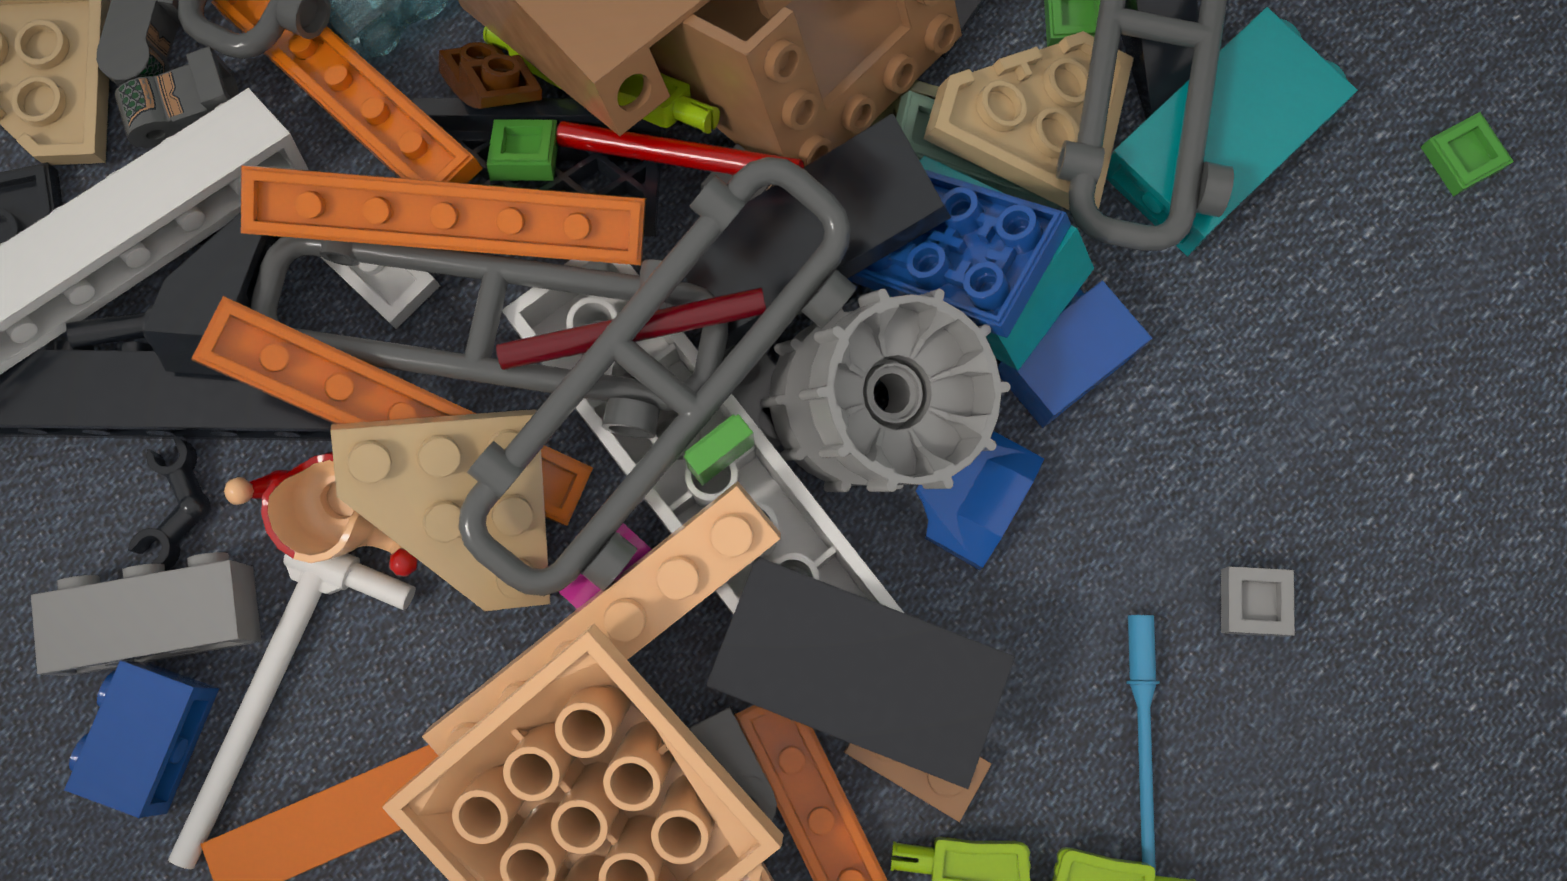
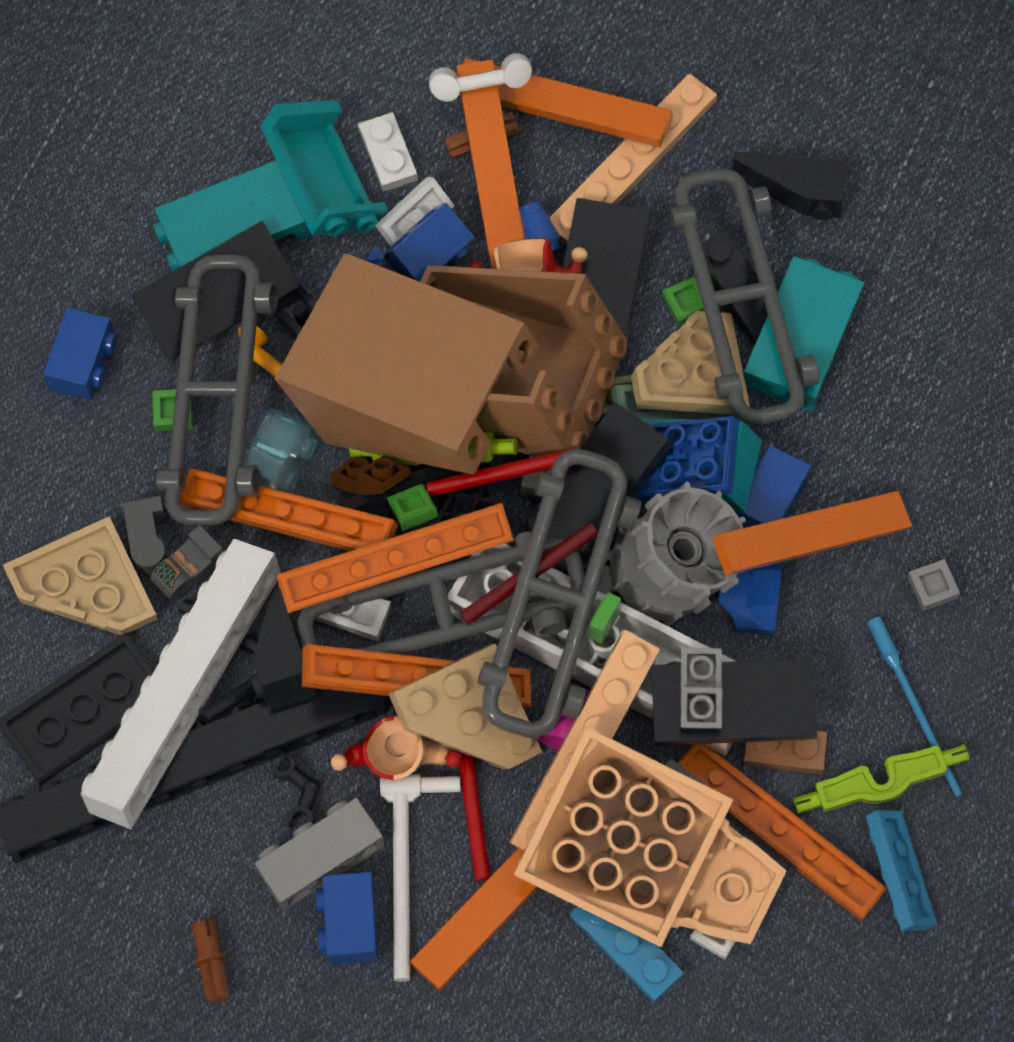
camera: 20 degrees left, 10 degrees down
(403, 667) = (474, 818): none -> red bar
(815, 634) = (701, 688): none -> light grey slope
(1097, 449) = (811, 533): none -> orange tile
(1466, 154) = (944, 290): bright green tile -> none

